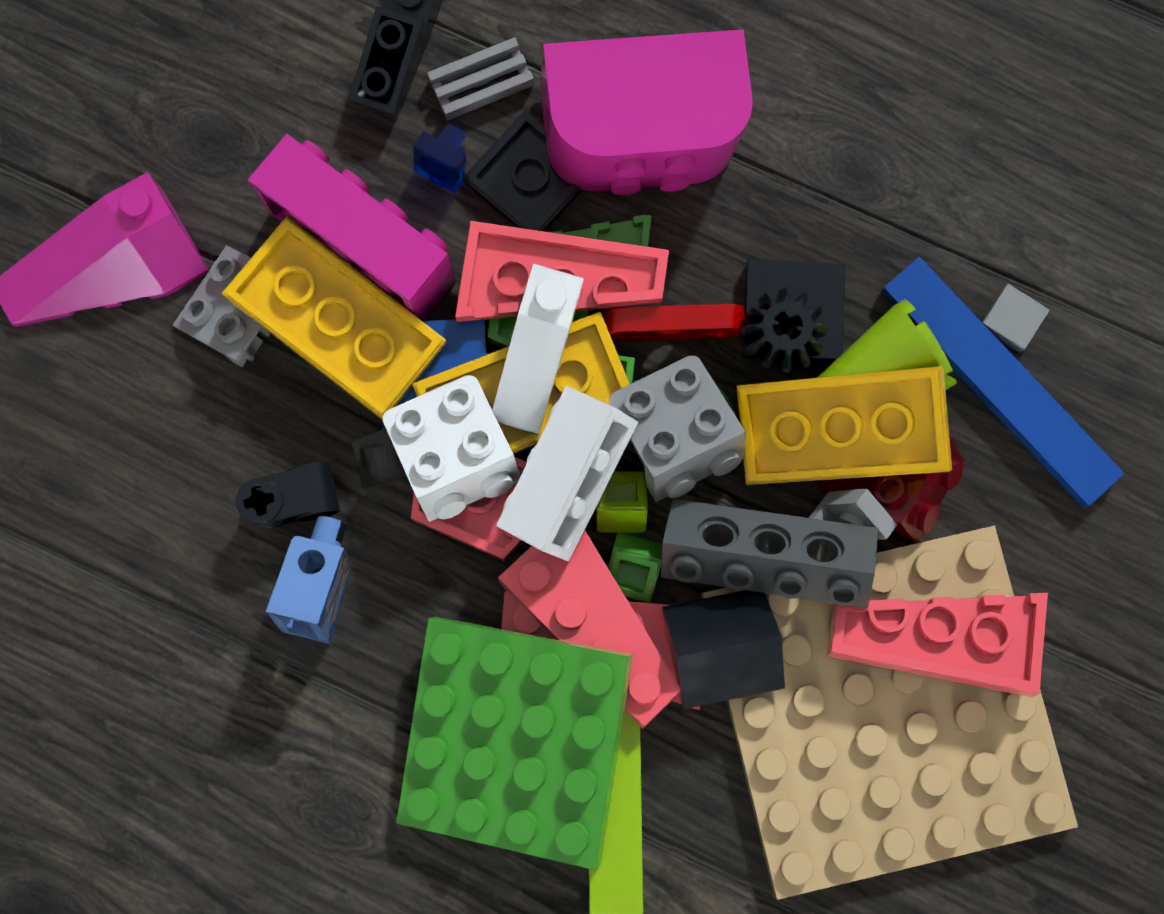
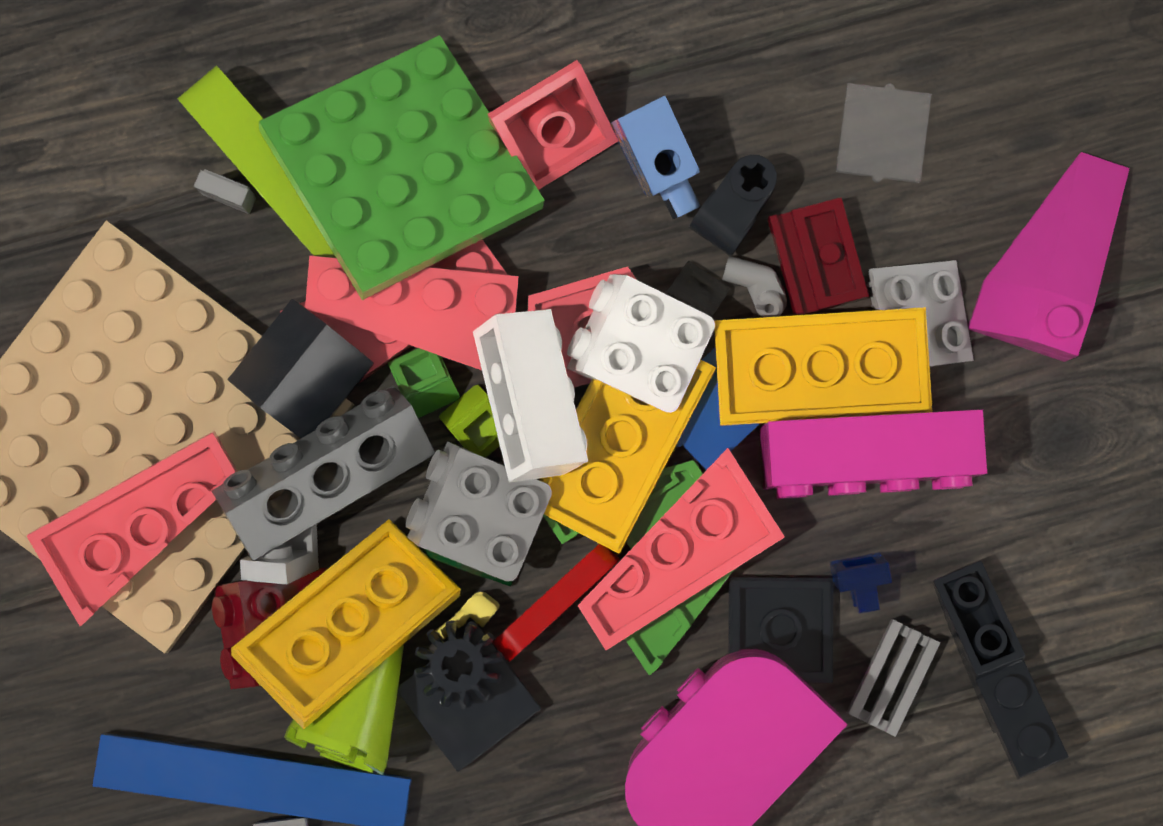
camera: 145 degrees right, 5 degrees up
(137, 461) = (883, 133): none -> clear piece
(267, 408) = (818, 257): none -> dark red plate
(325, 426) = (761, 283): none -> light grey arm
(370, 672) = (554, 125): none -> coral slope
(536, 348) = (638, 473): white slope -> none
(665, 841) = (225, 191): none -> light grey tile
(733, 368) = (478, 608): none -> light yellow hand

